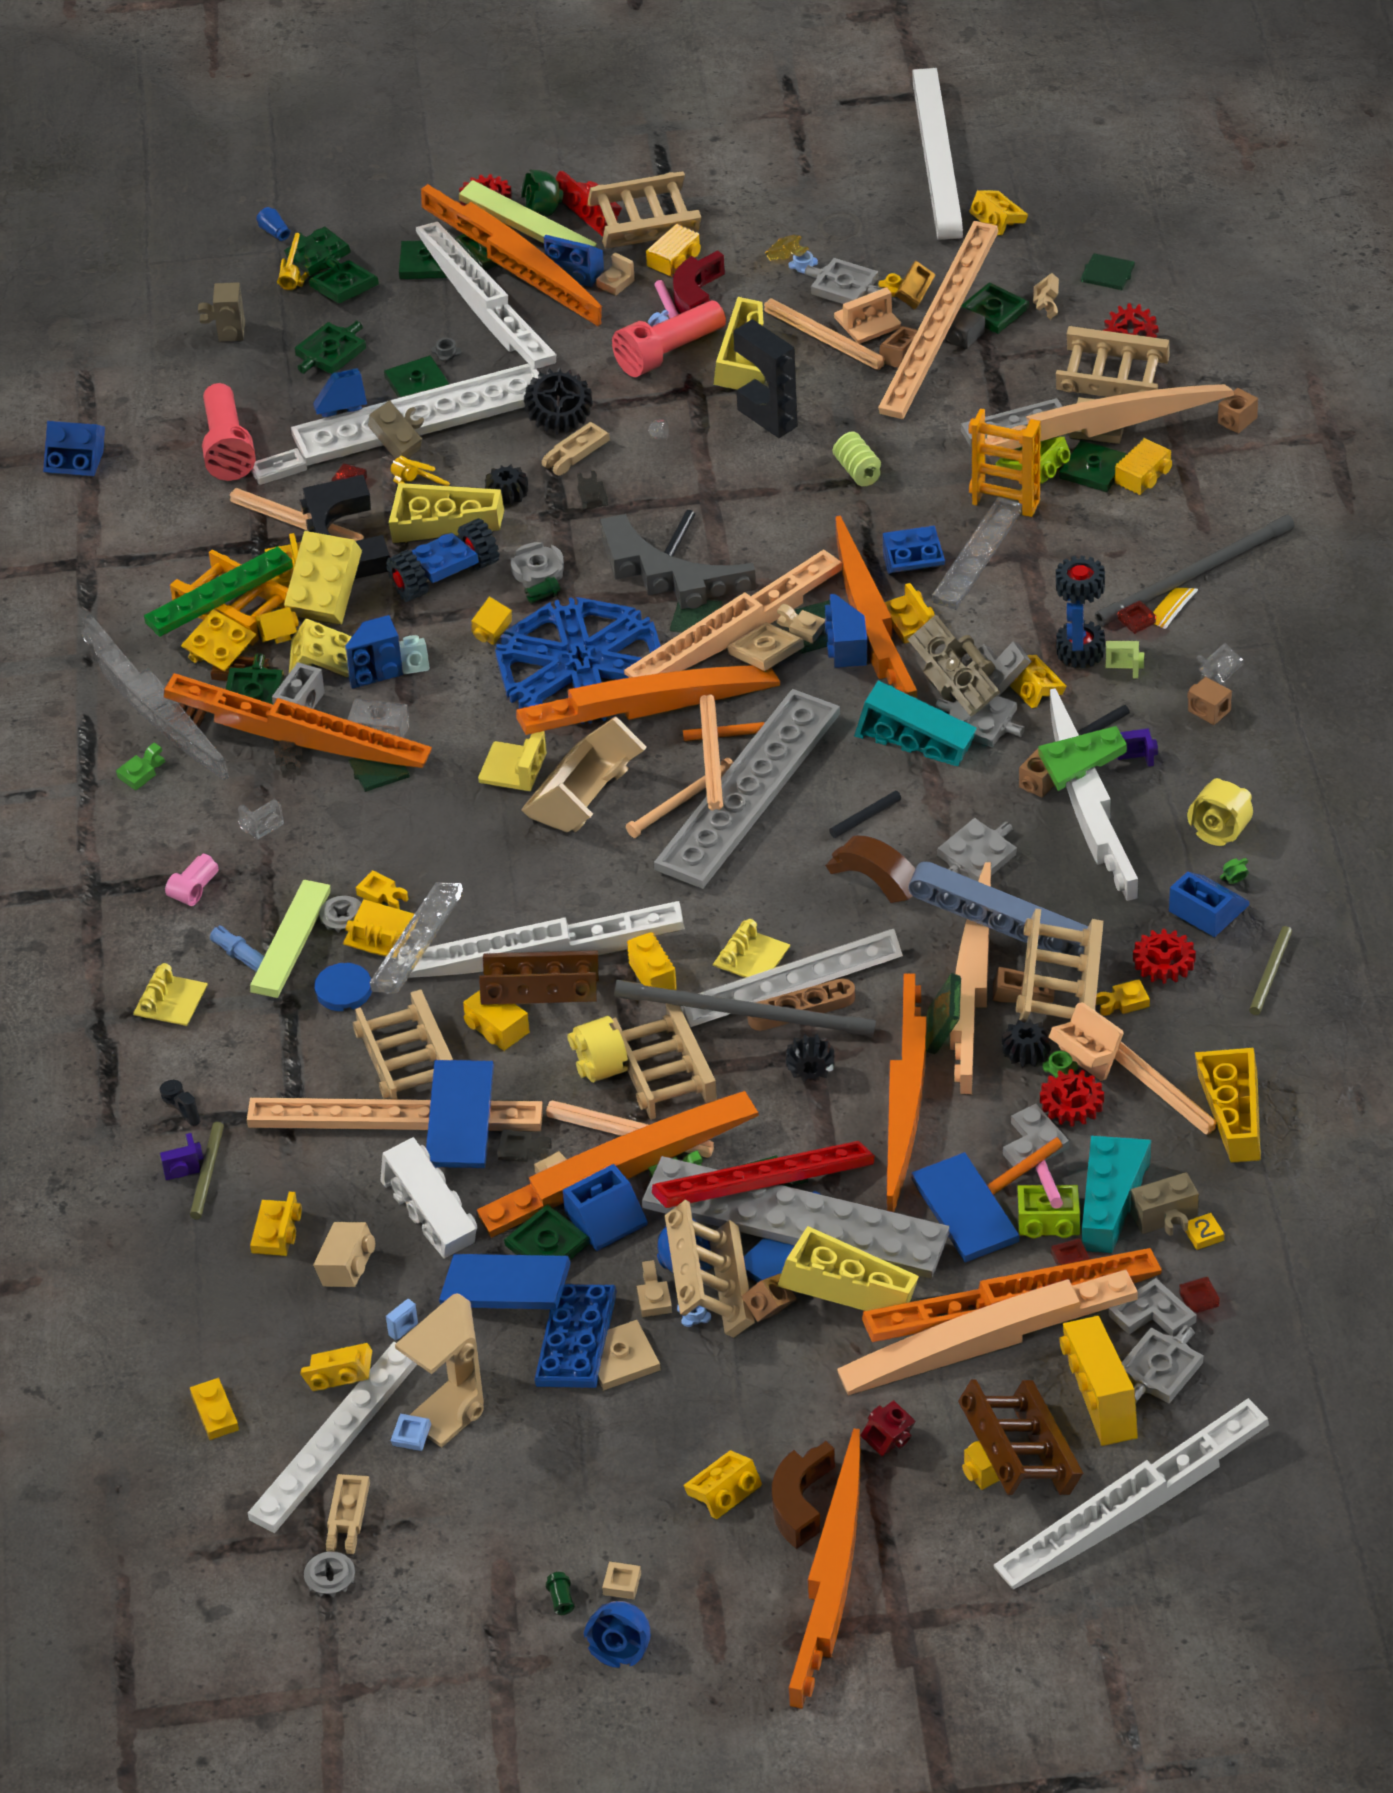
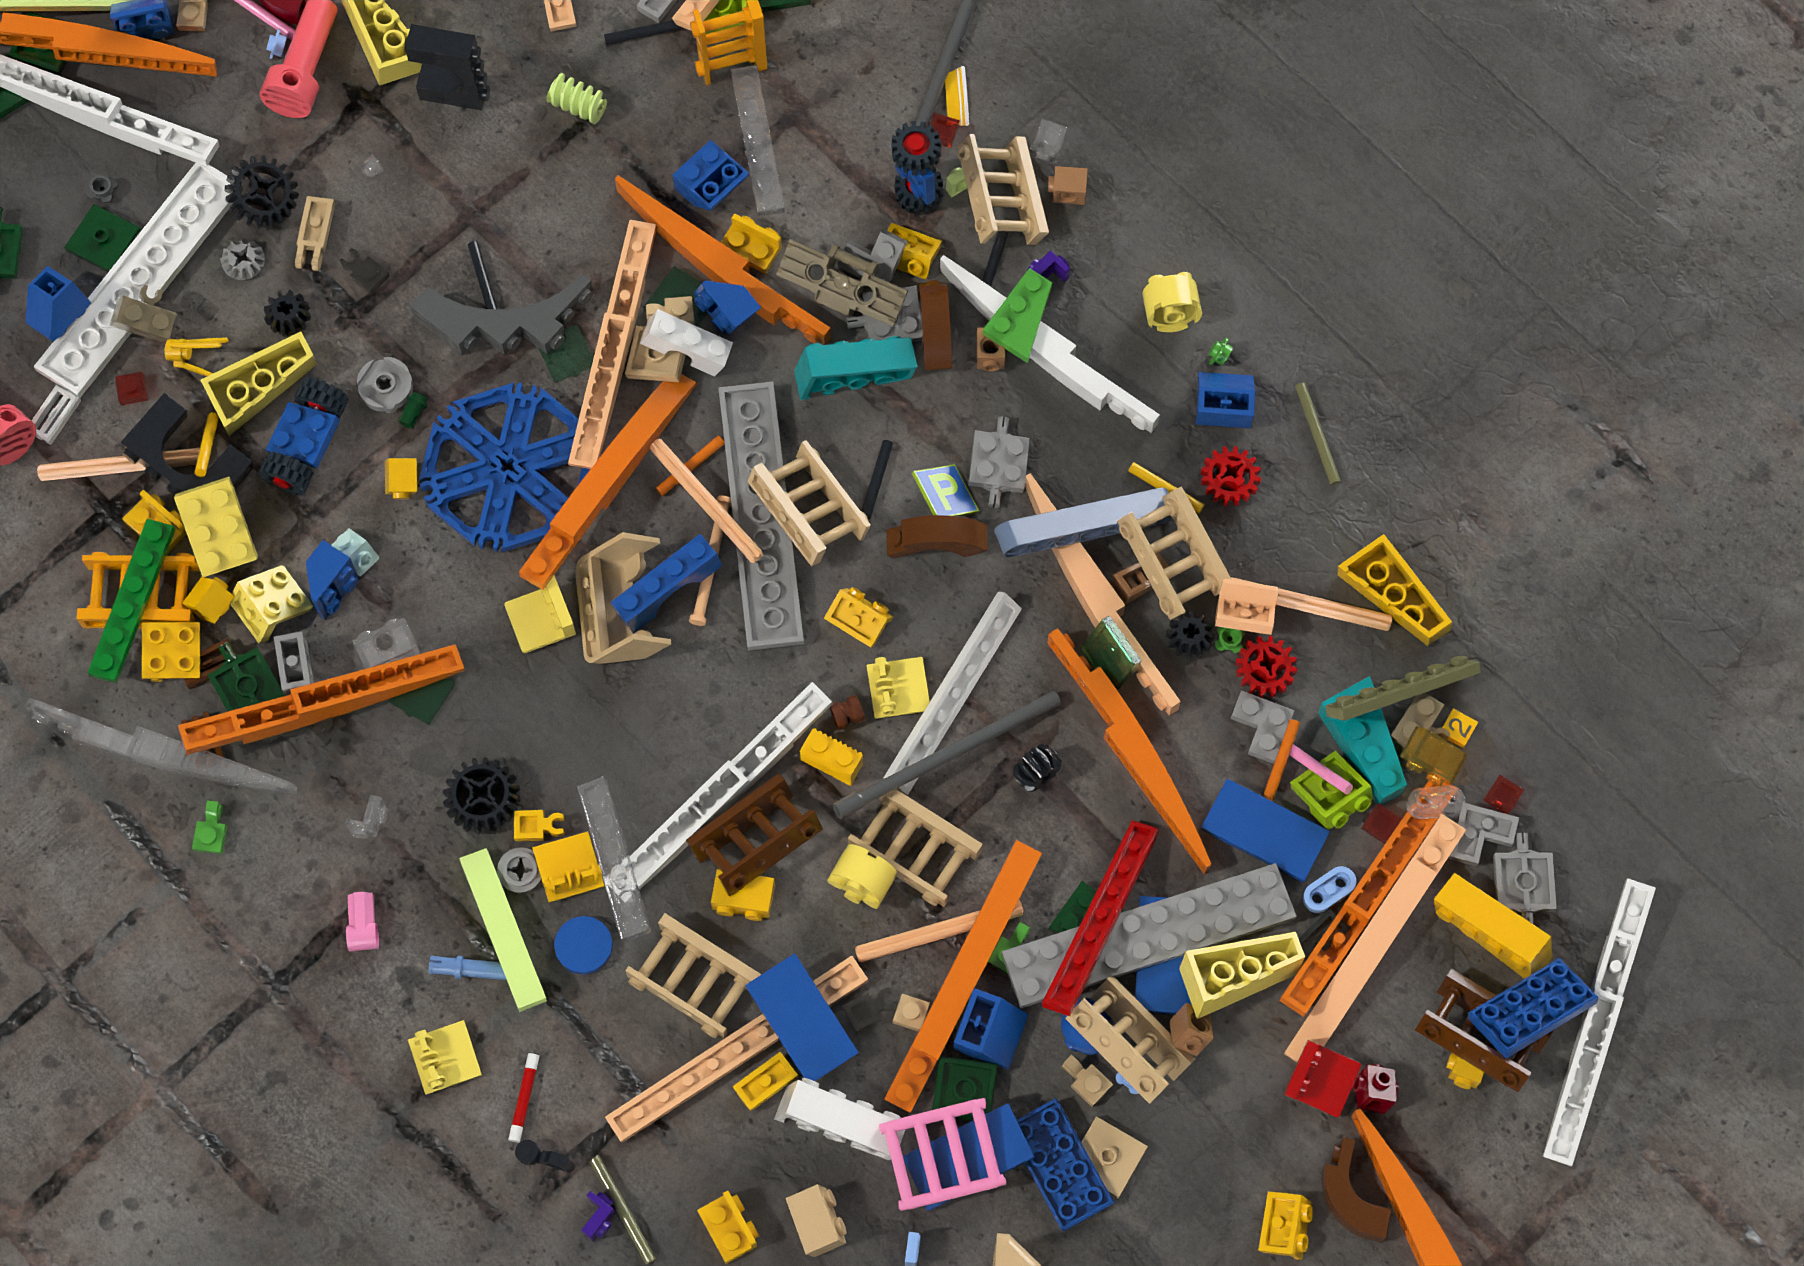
camera: 40 degrees left, 25 degrees up
(205, 1056) = (523, 1097): none -> red bar
(342, 843) = (475, 804): none -> black gear
(366, 530) = (206, 444): none -> yellow bar
(380, 1142) = (765, 1081): none -> yellow plate
(483, 1292) = (948, 1116): none -> bright pink bar
(501, 446) = (244, 269): none -> light grey gear
(658, 779) = (687, 565): none -> blue arch
(692, 945) = (847, 712): none -> copper wheel
(762, 889) = (858, 616): none -> yellow bracket
(767, 799) = (796, 523): none -> tan fence
(800, 998) = (974, 709): medium nougat beam -> none
(803, 656) = (672, 334): none -> white arch
(845, 1391) = (1322, 1078): none -> red bracket
(911, 839) = (945, 491): none -> piece
(946, 444) = (642, 31): none -> black bar
(968, 1274) = (1328, 890): none -> light blue plate
(1003, 730) = (935, 325): none -> reddish brown arch
(1075, 1437) = (1532, 1008): none -> blue tile
(1106, 944) = (1158, 482): none -> yellow bar
(1125, 996) = (1228, 534): yellow plate -> none
(1139, 1265) = (1437, 802): none -> clear plate
(1153, 1220) = (1434, 756): none -> clear yellow brick
(1170, 675) = (1021, 178): none -> tan fence
(1182, 1162) = (1398, 690): none -> olive plate

